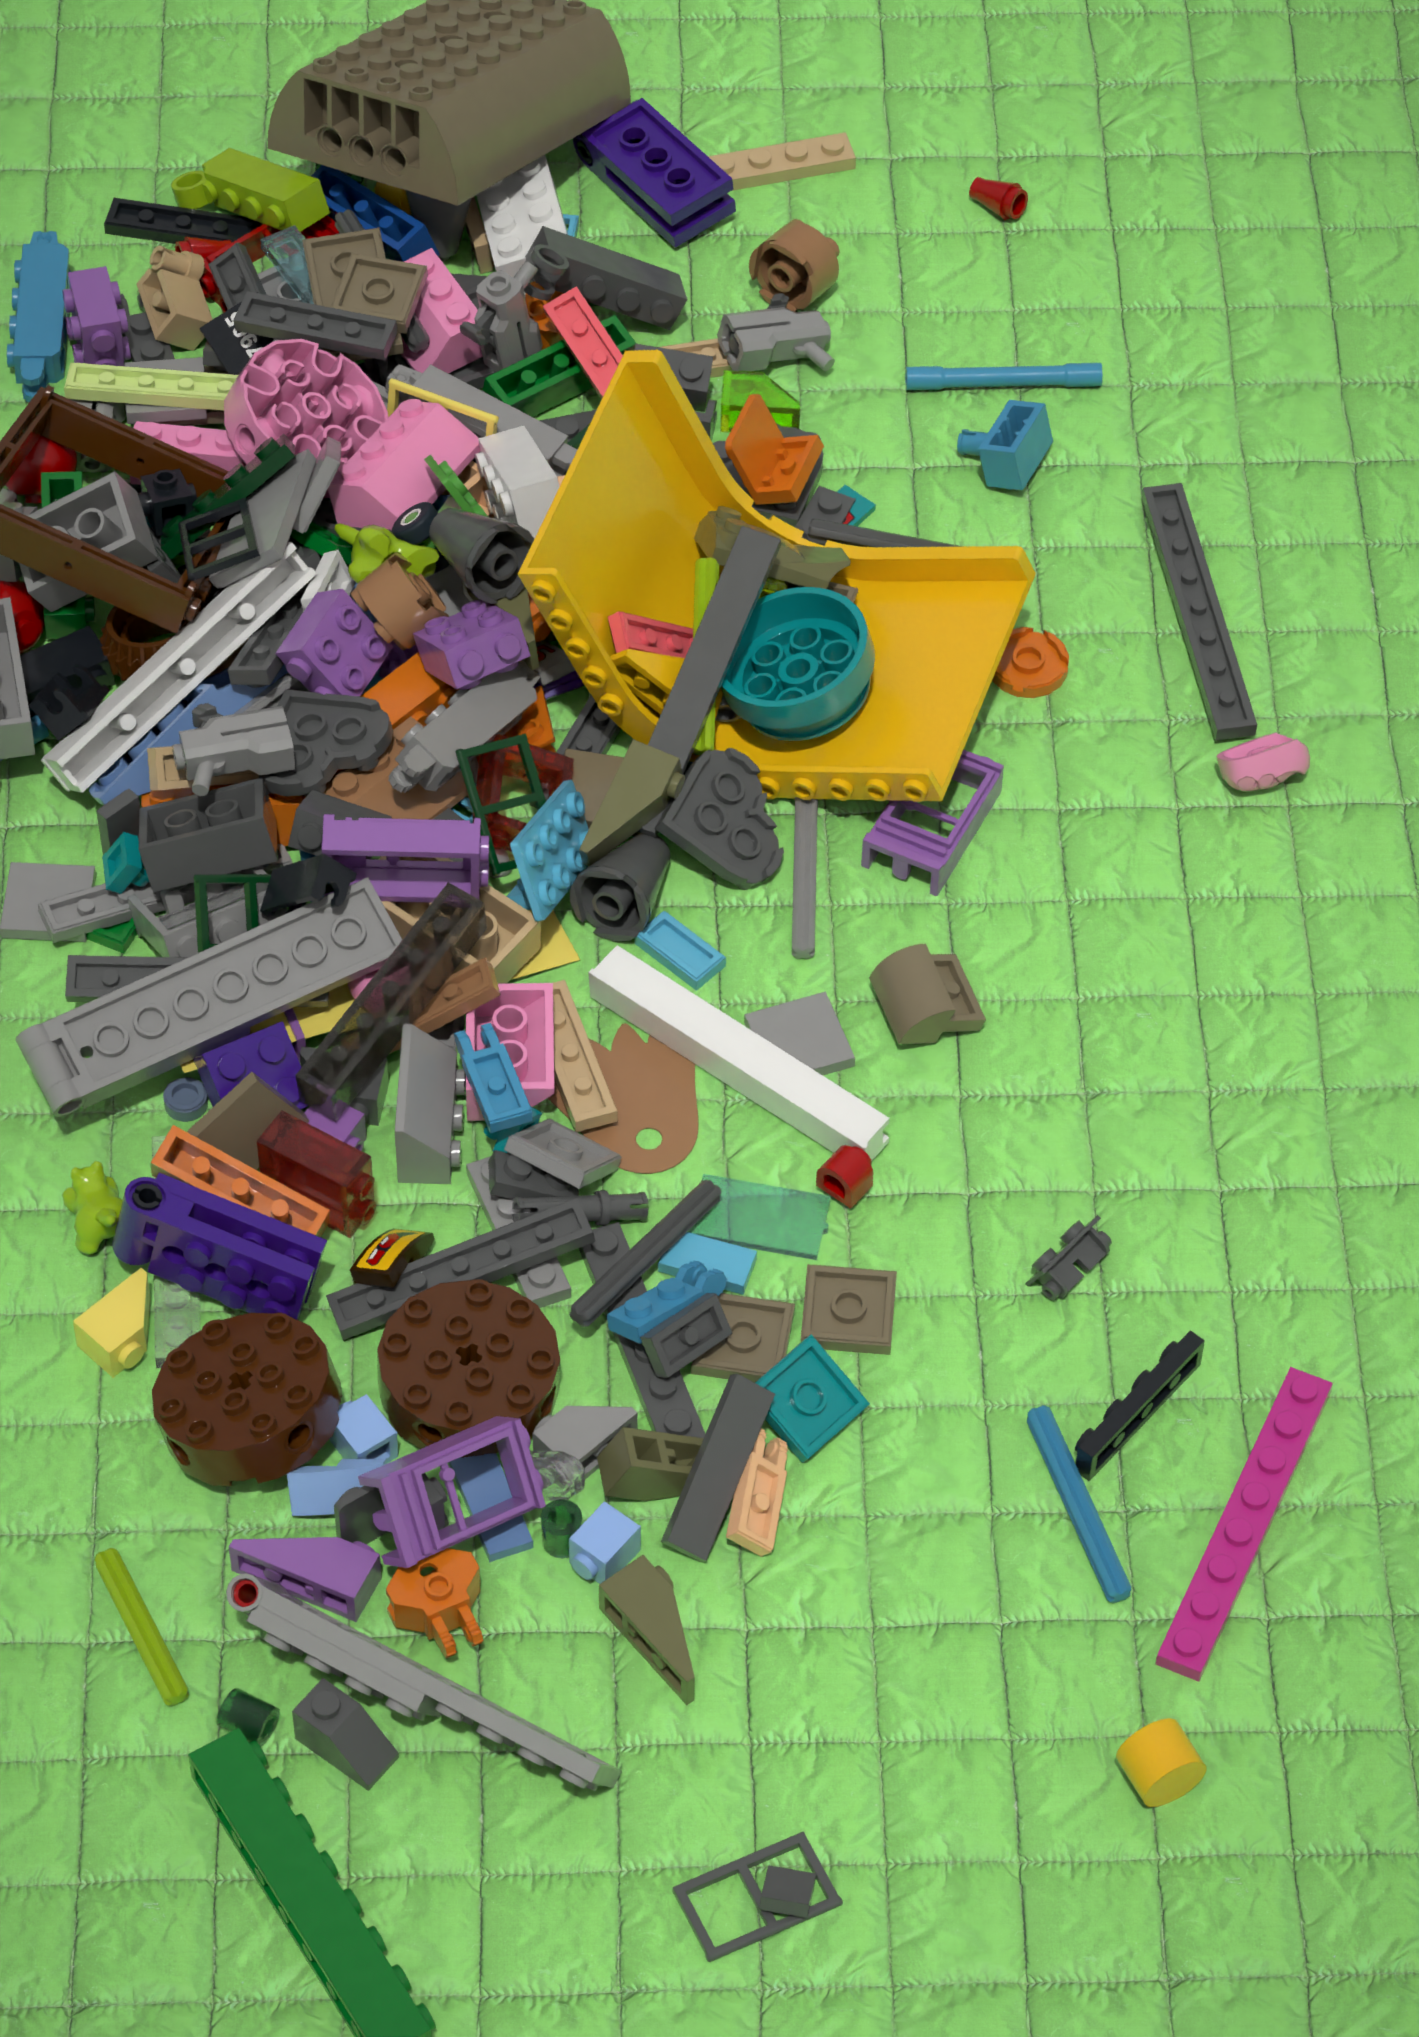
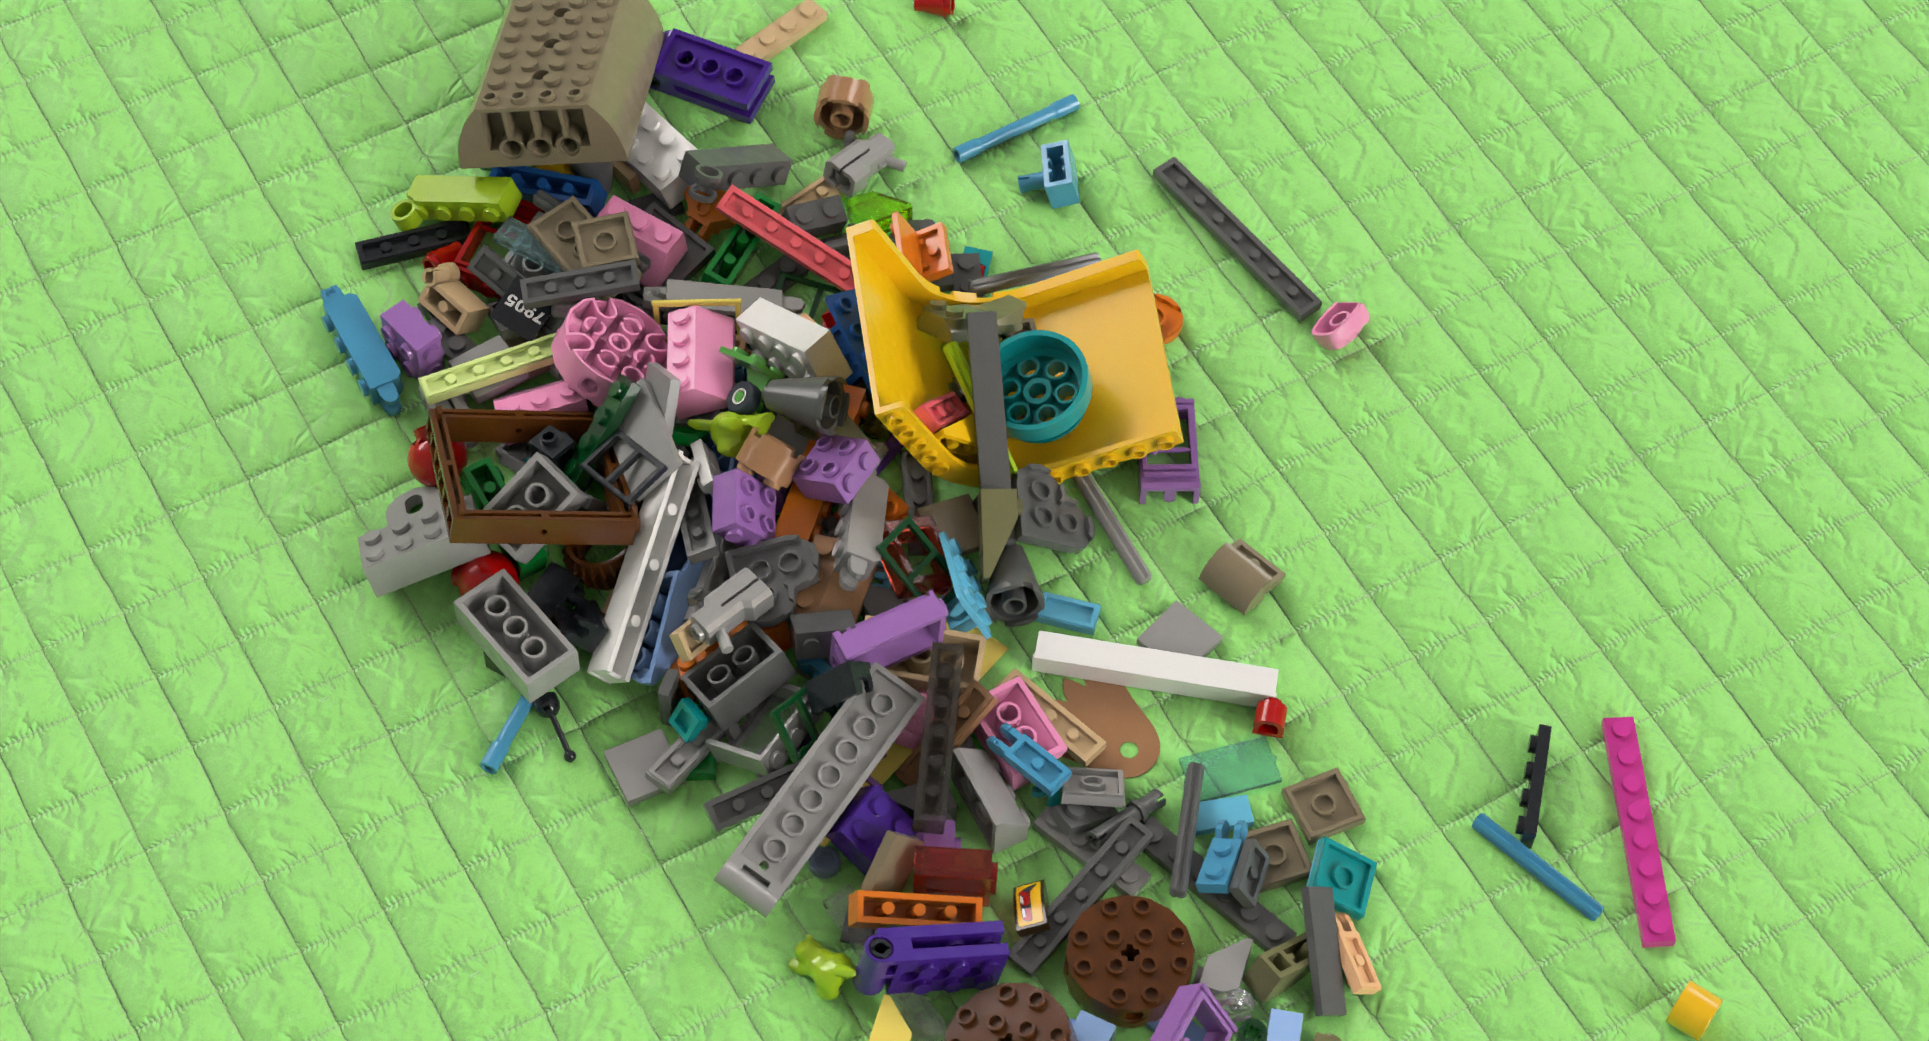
camera: 30 degrees left, 5 degrees up
(503, 319) = (698, 227): light grey piece -> none
(1081, 1246) = (1432, 697): dark grey hinge -> none

